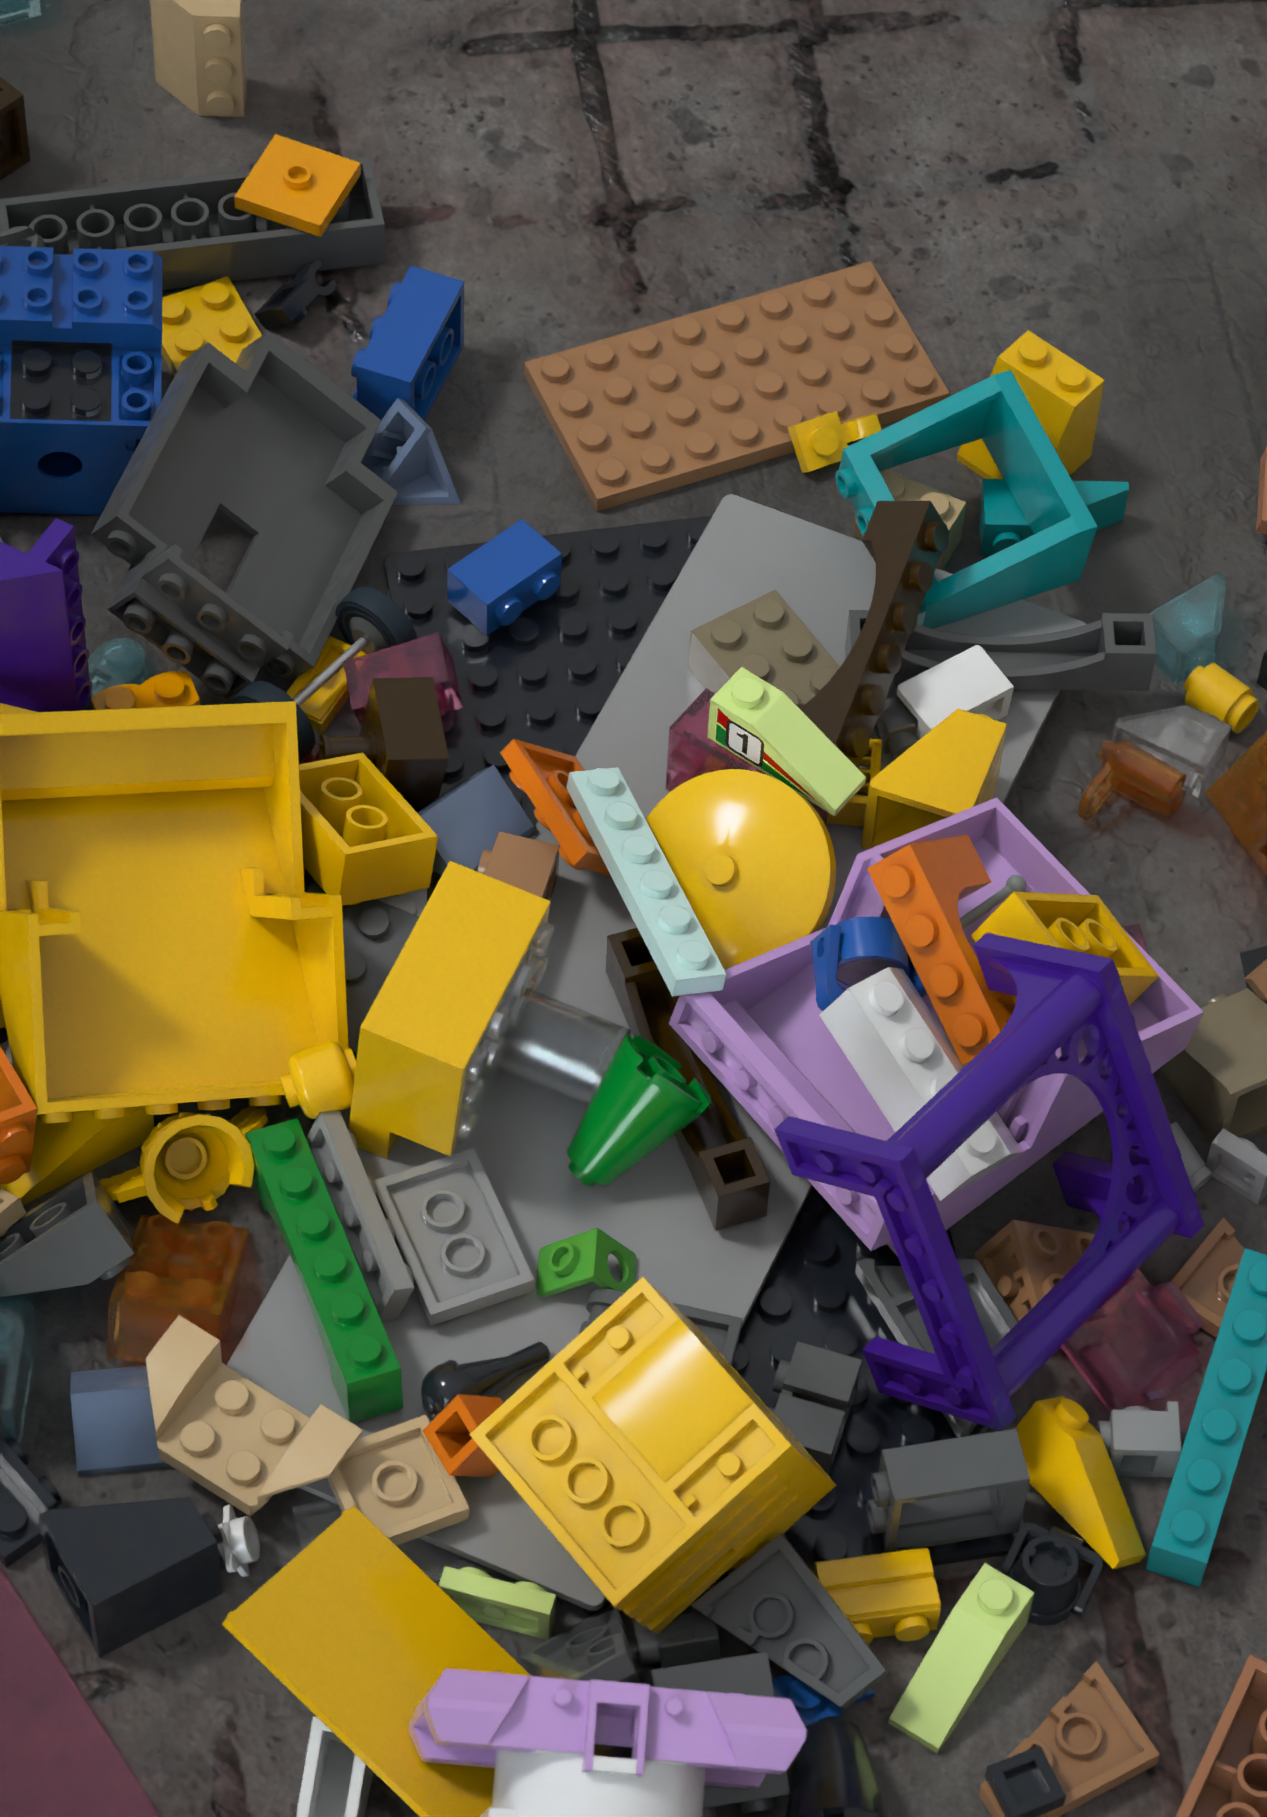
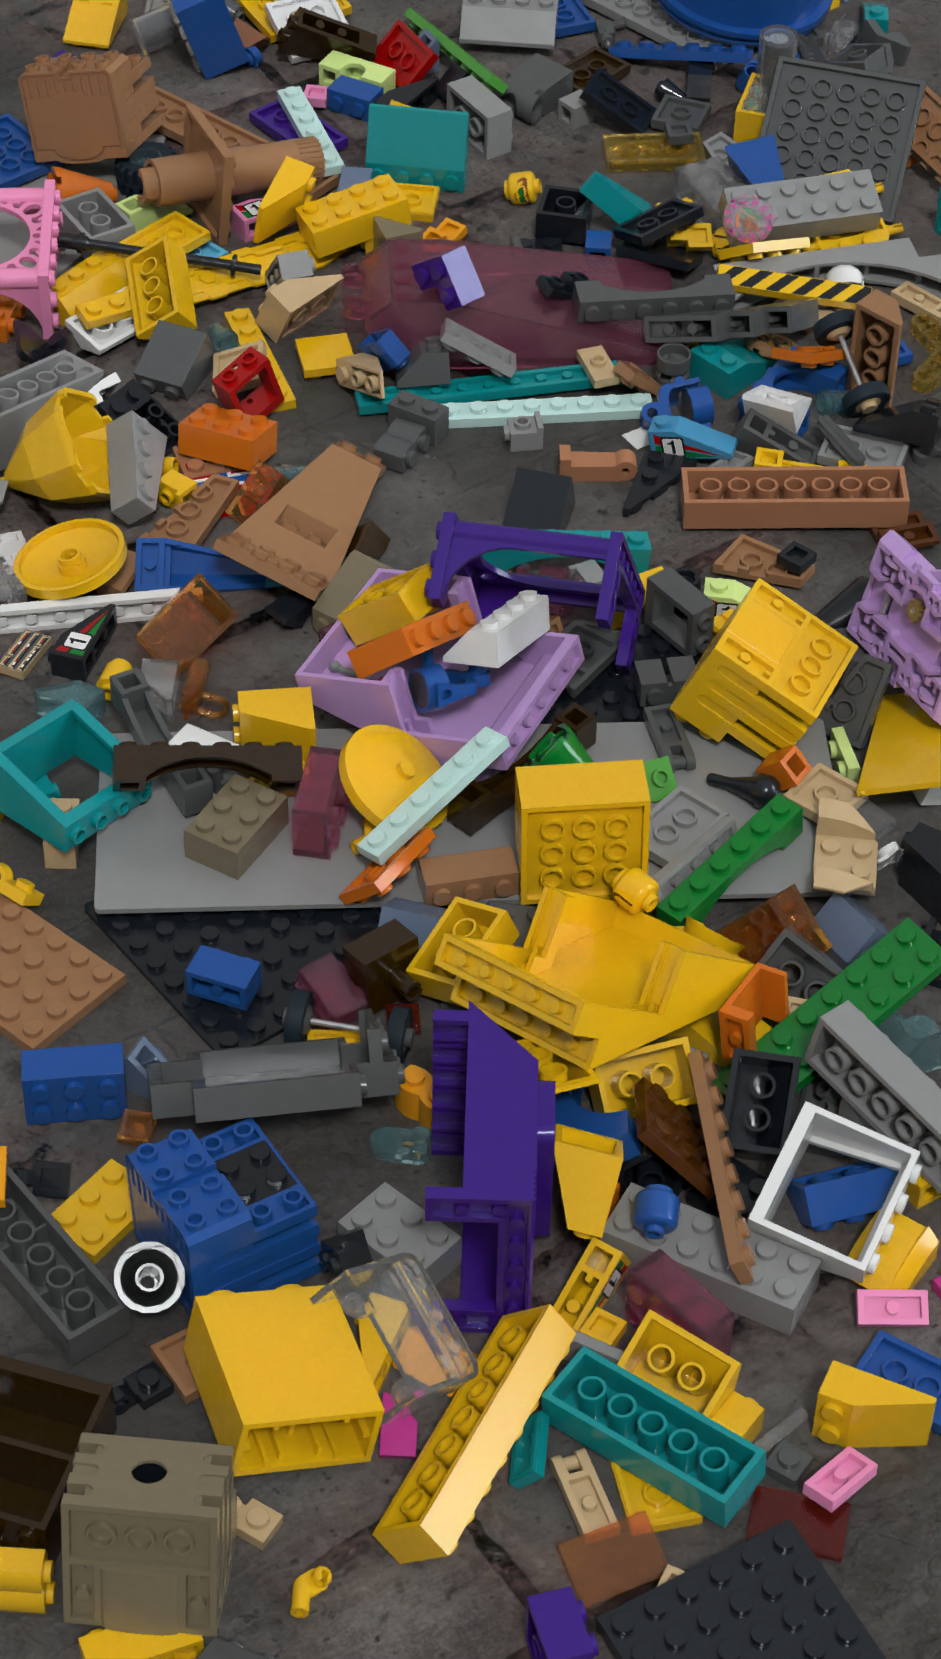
camera: 115 degrees left, 10 degrees down
(781, 741) = (317, 761): yellowish green slope -> none

